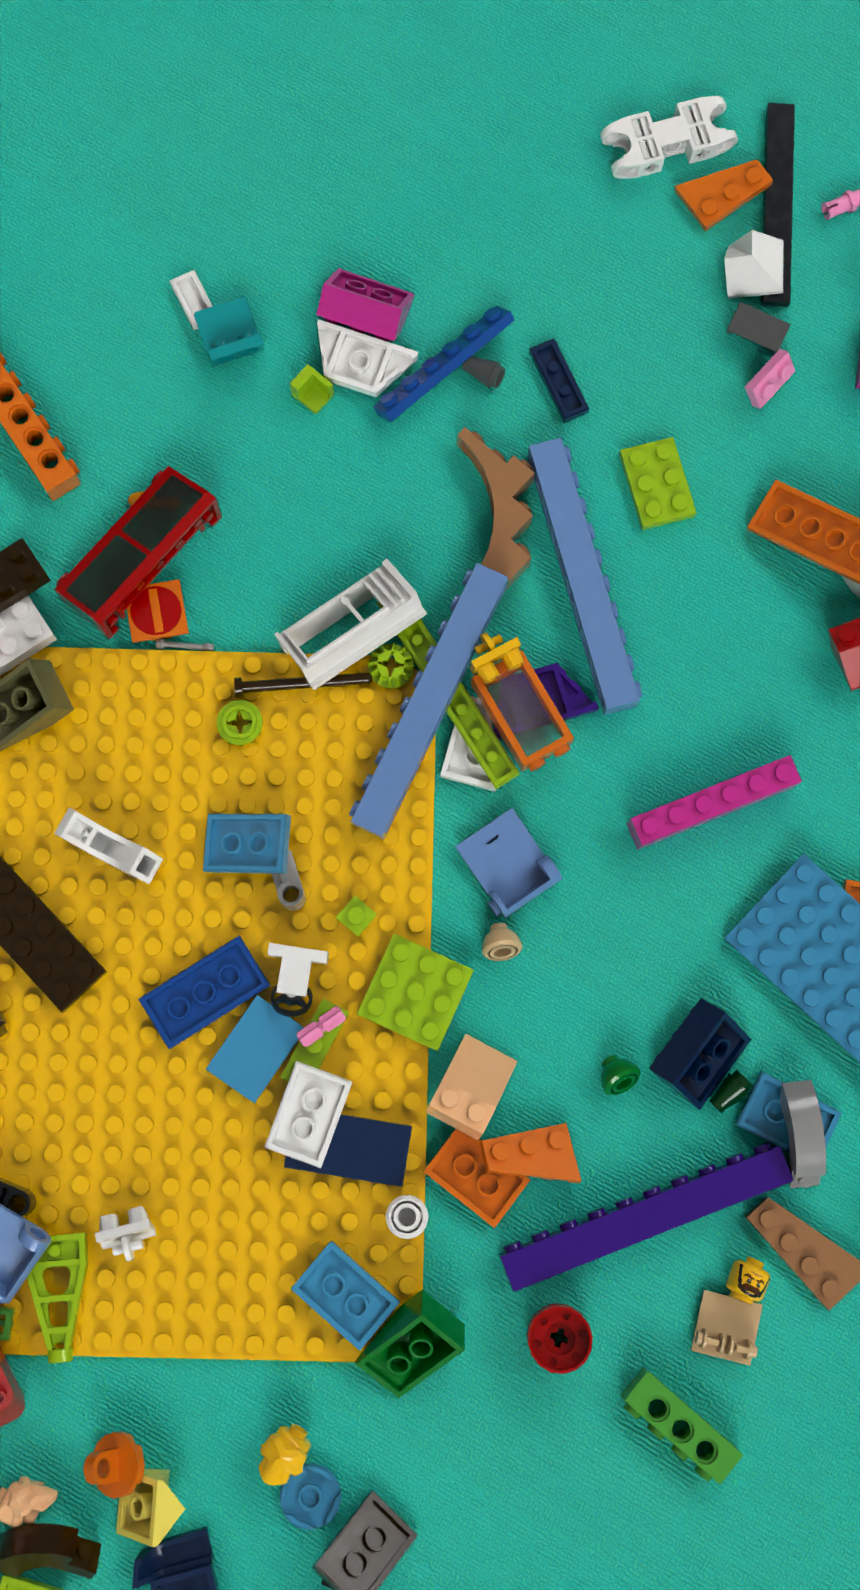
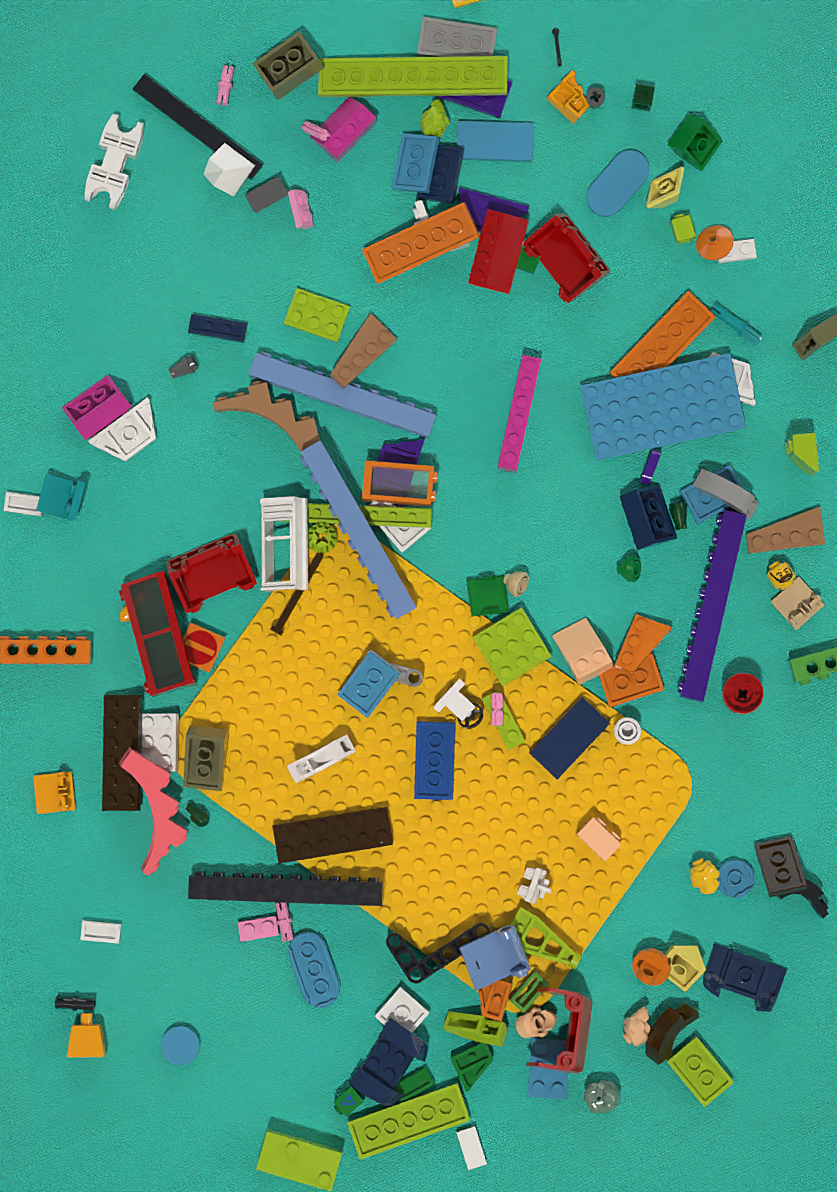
camera: 50 degrees left, 5 degrees up
(161, 644) = (220, 656): light grey hinge -> none
(230, 713) = (294, 634): lime gear -> none
(241, 1276) = (599, 839): none -> light nougat brick
(255, 561) = (210, 571): none -> red windscreen
(255, 1049) = (484, 753): dark azure tile -> none
(308, 1114) = (538, 747): white tile -> none
(311, 389) = (127, 473): lime panel -> none
(345, 1295) = (645, 791): dark azure plate -> none
(356, 916) = (449, 651): lime plate -> none
(413, 1344) = (694, 772): green slope -> none
(445, 362) = (163, 387): blue plate -> none
(459, 918) = (487, 596): none -> green piece
(485, 665) = (363, 469): yellow hips -> none
(511, 866) = (478, 549): medium blue door -> none
(658, 563) = (364, 349): none -> medium nougat wing
(723, 192) = (170, 154): orange wing -> none
(766, 1013) = (650, 466): none -> dark purple beam

